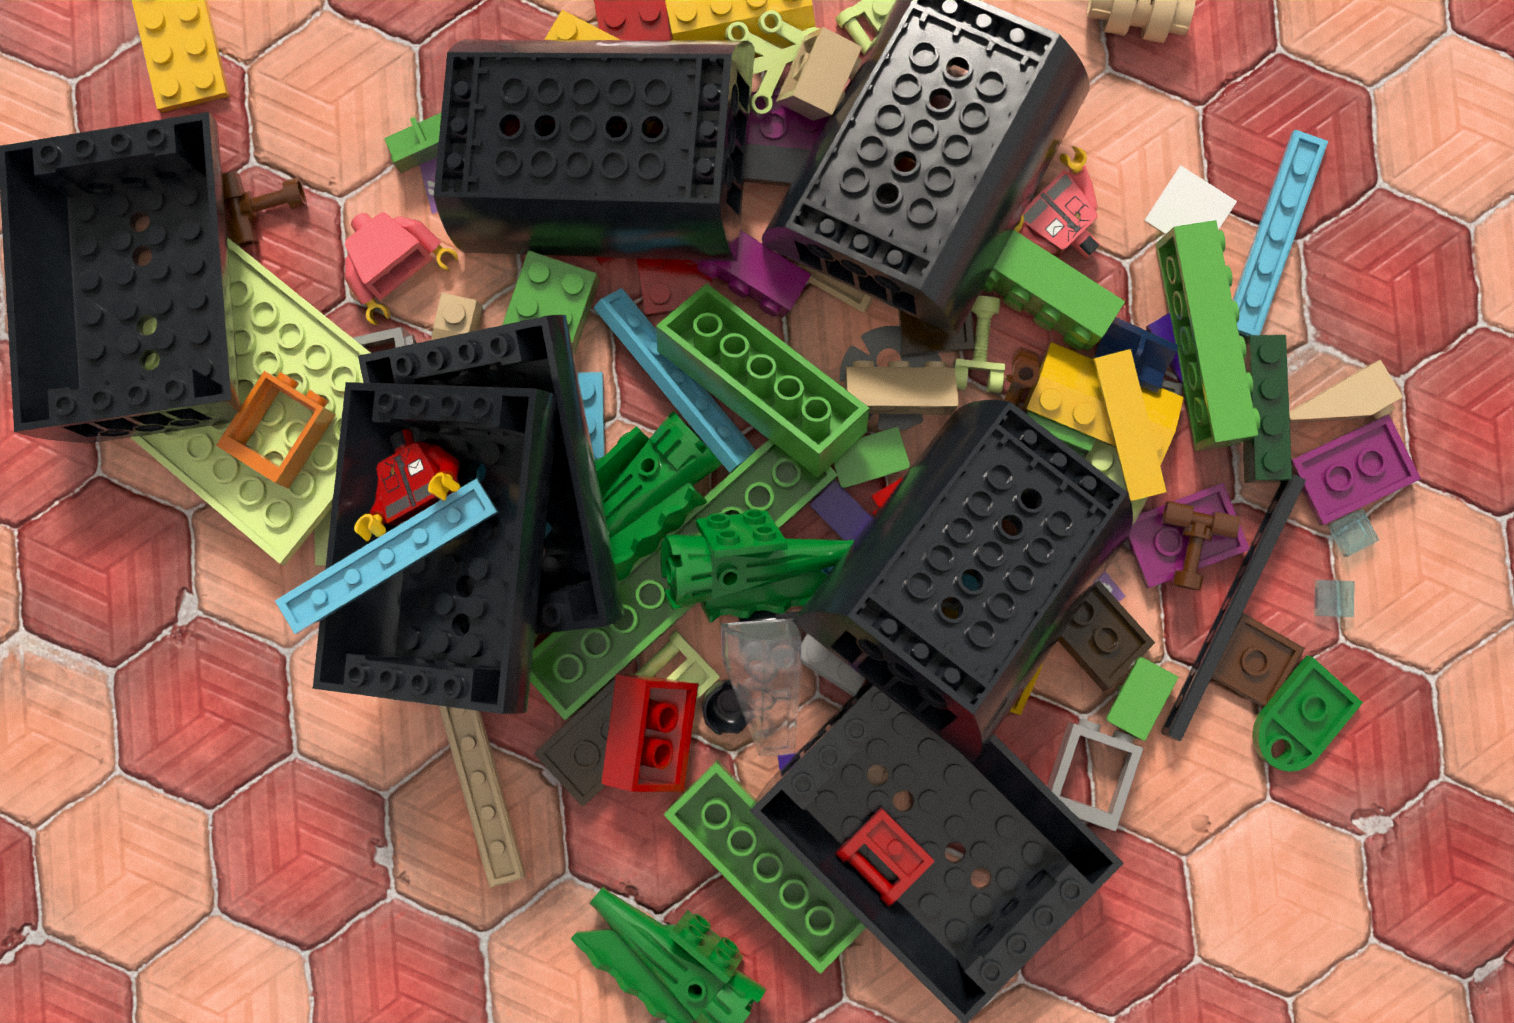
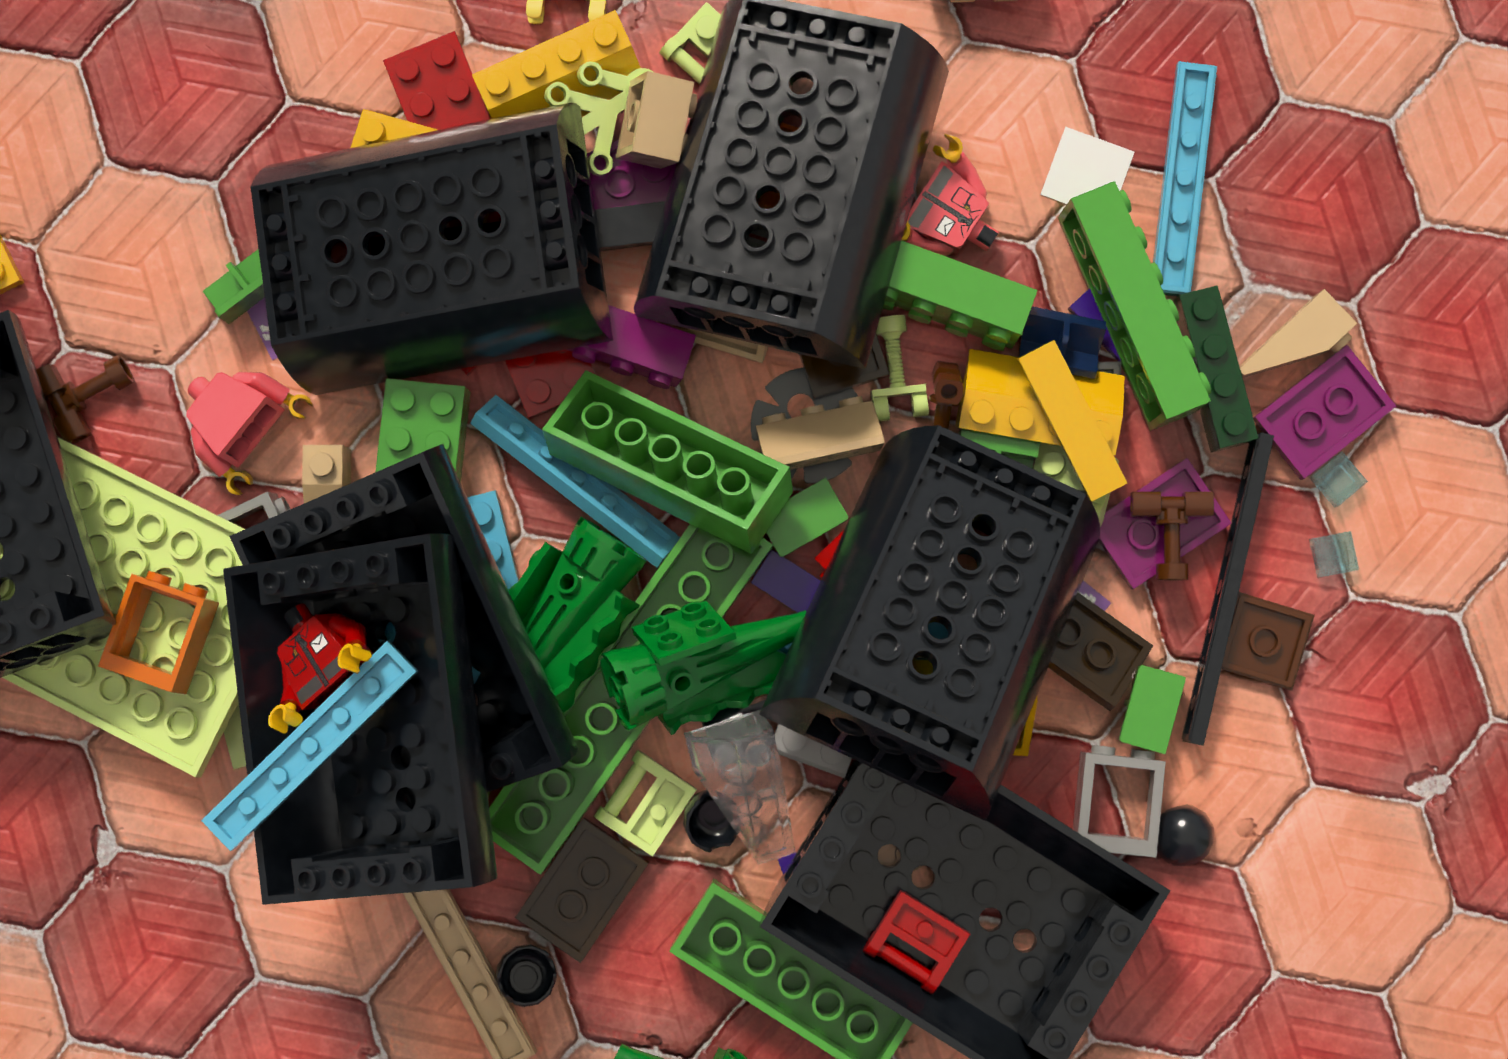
camera: 15 degrees left, 0 degrees up
(531, 806) = (526, 975): none -> black hair
(649, 734) = (634, 868): red slope -> none
(1145, 818) = (1184, 835): none -> black hair
(1305, 714) = (1329, 686): green tile -> none

